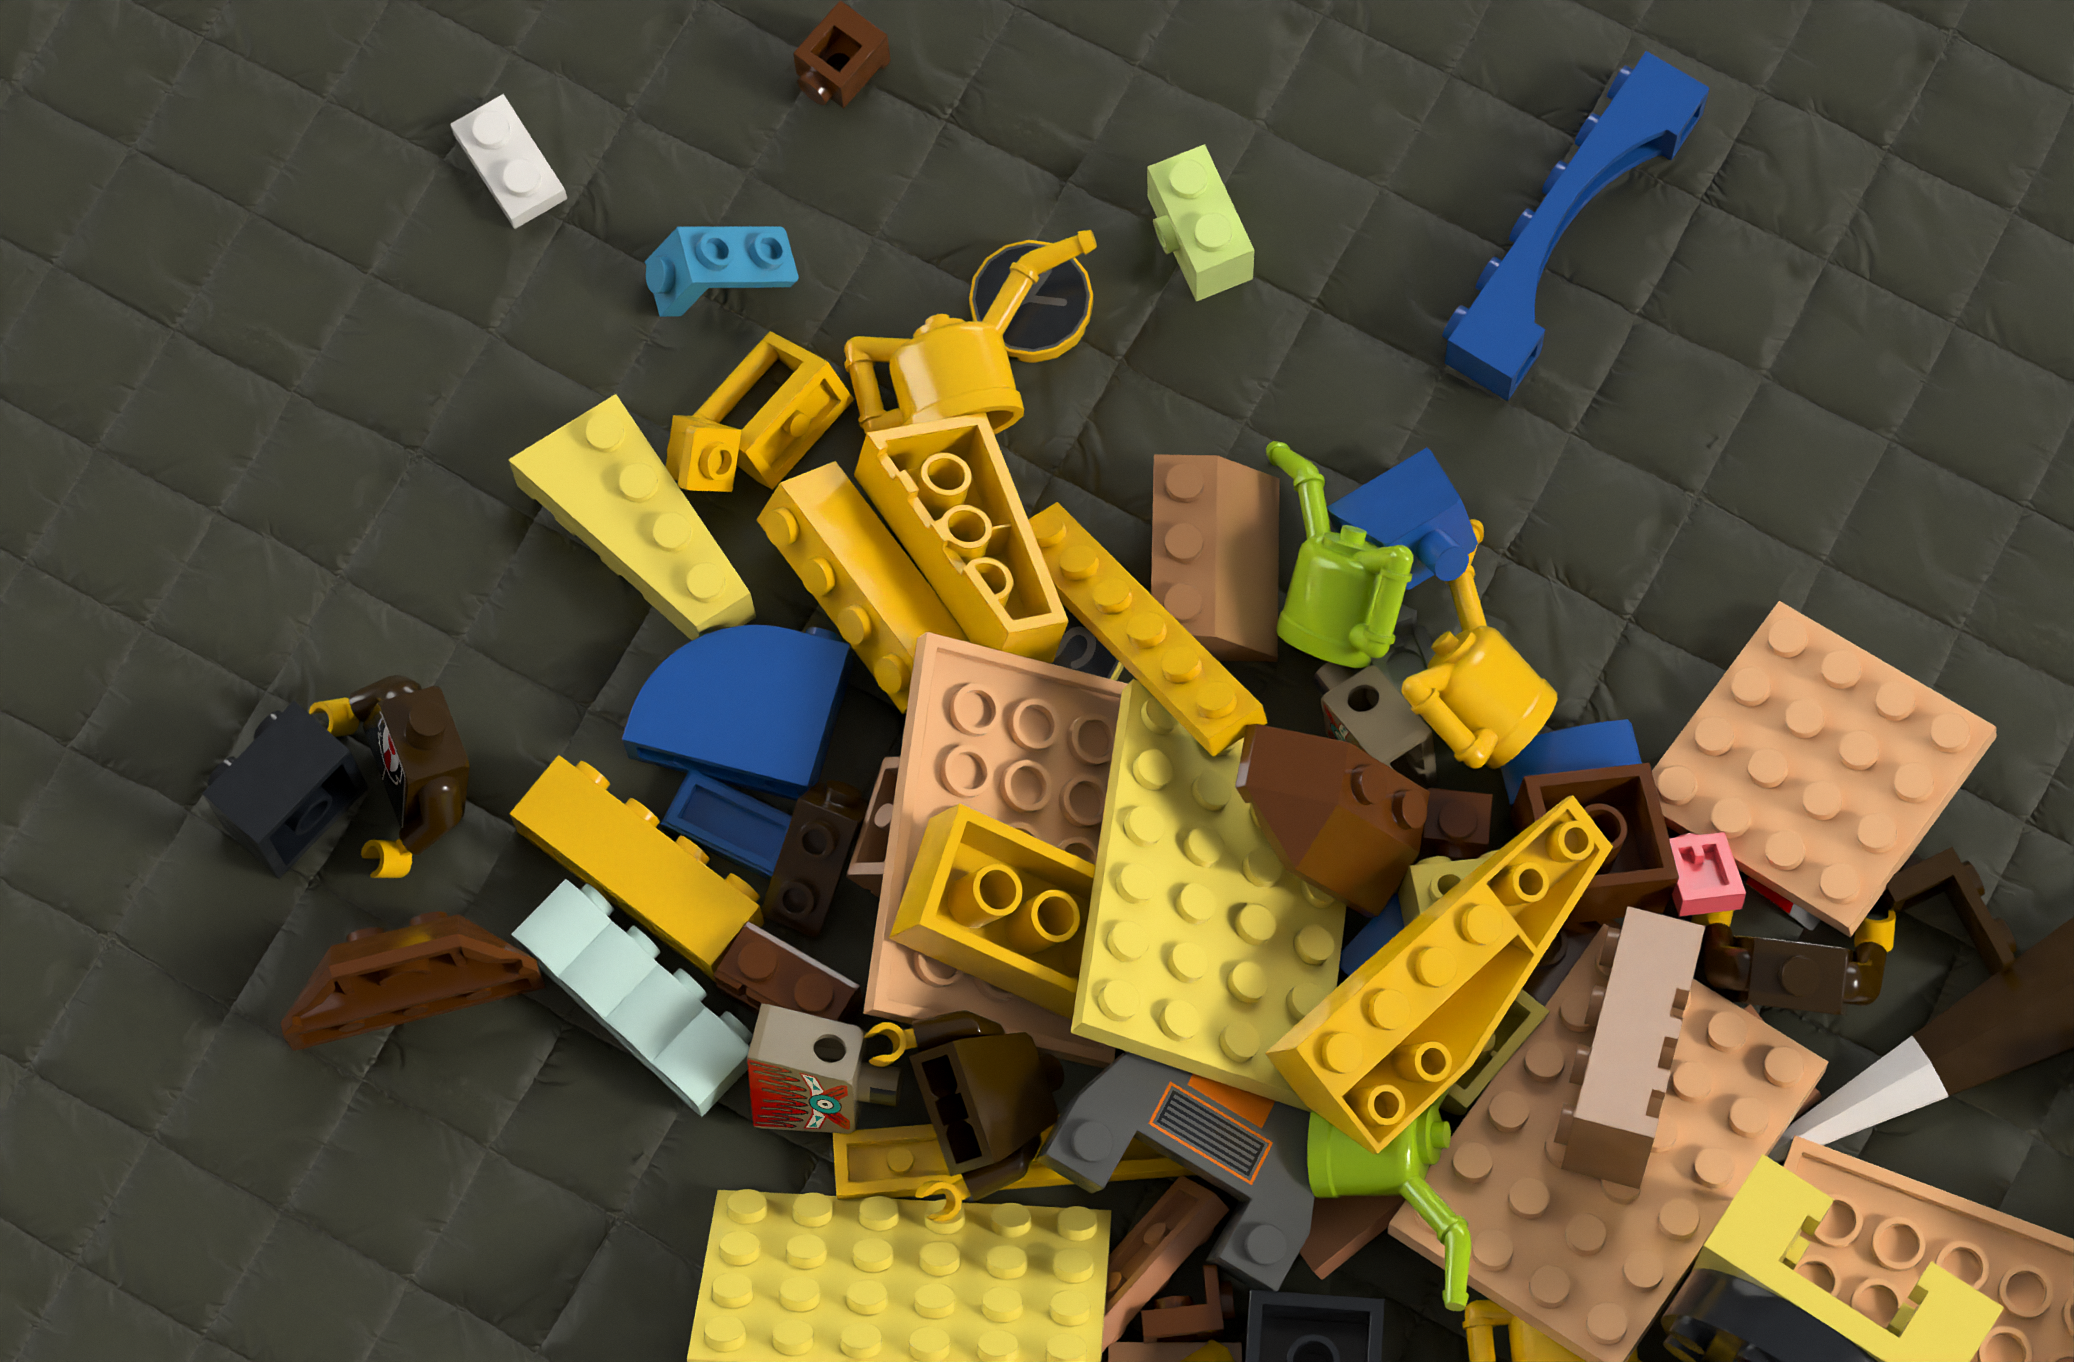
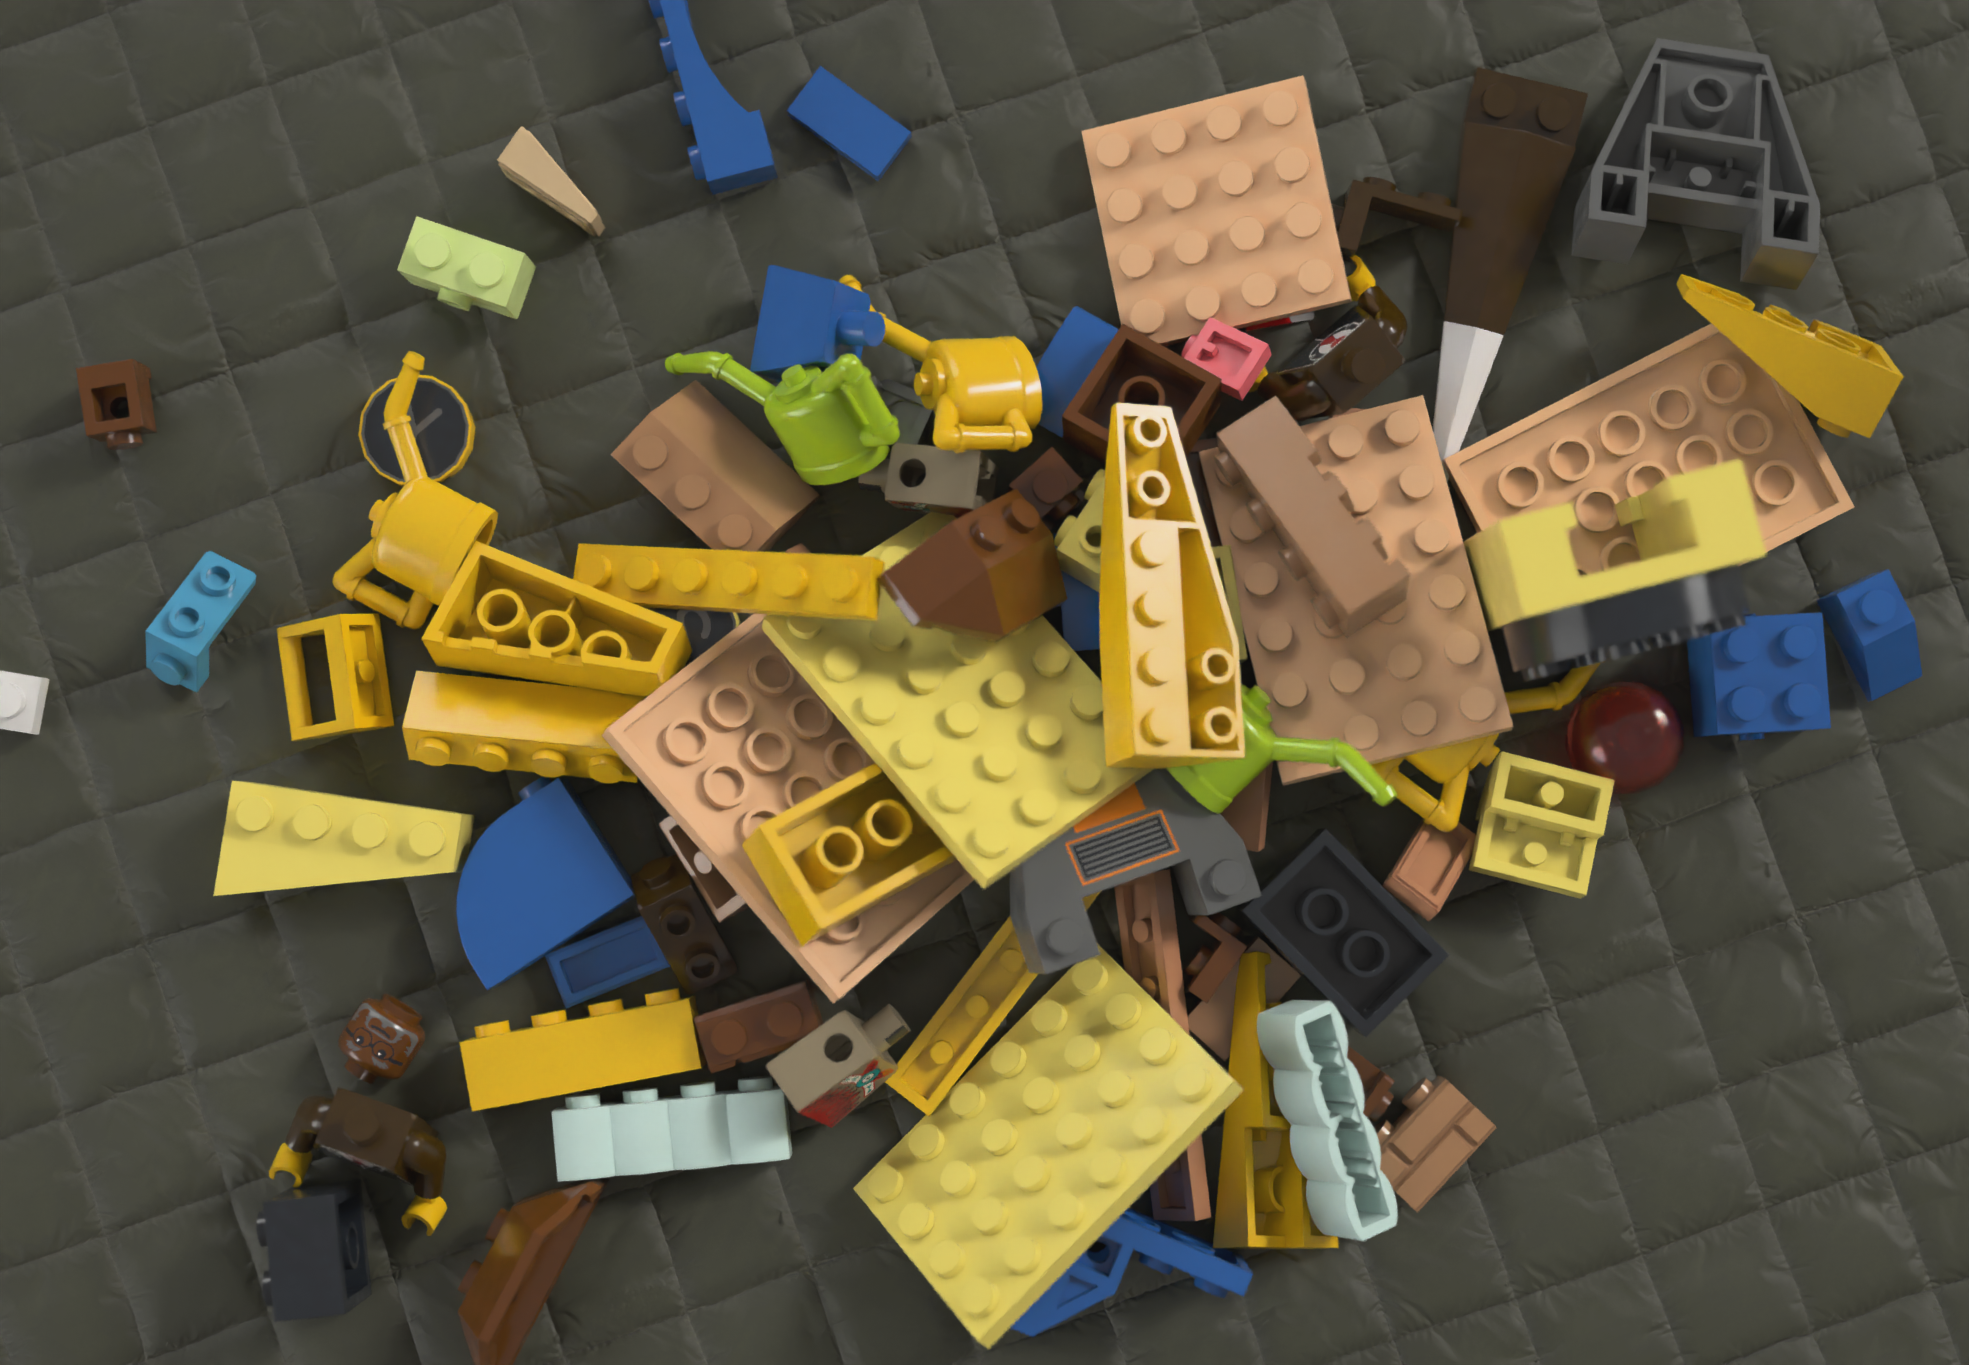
camera: 50 degrees left, 15 degrees up
(503, 698) = (381, 1039): none -> reddish brown head
(702, 454) = (328, 756): yellow bracket -> none
(983, 1097) = (961, 974): dark brown torso -> none
(1329, 208) = (536, 172): none -> tan slope
(1605, 416) = (849, 123): none -> blue tile

